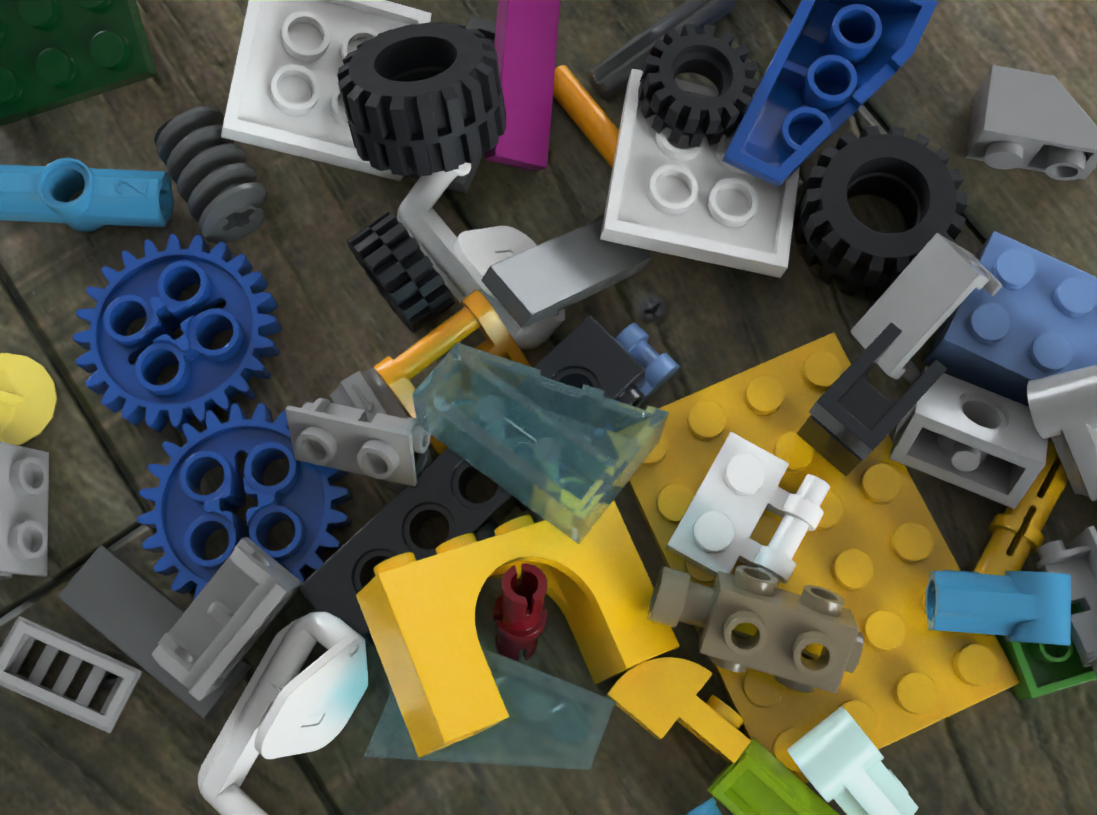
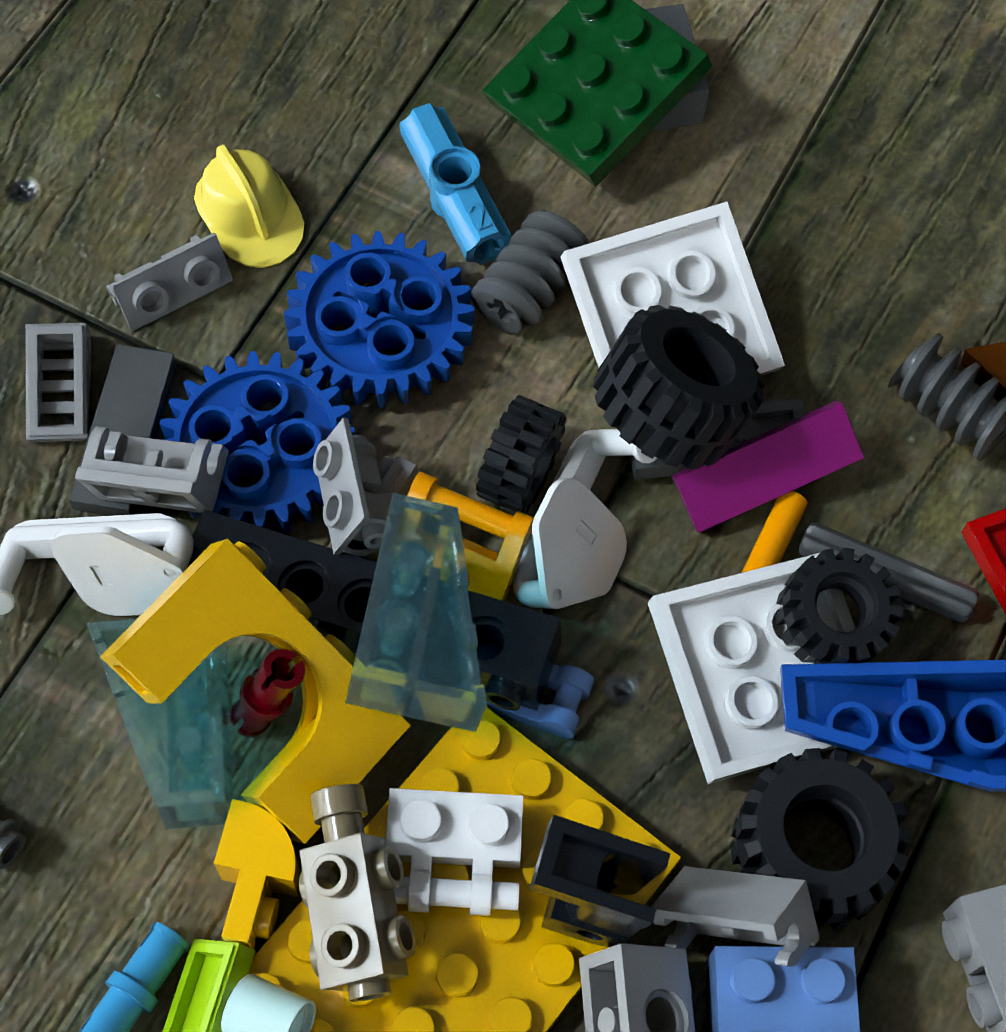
camera: 55 degrees right, 10 degrees down
(561, 273) = (591, 582): dark grey tile -> none

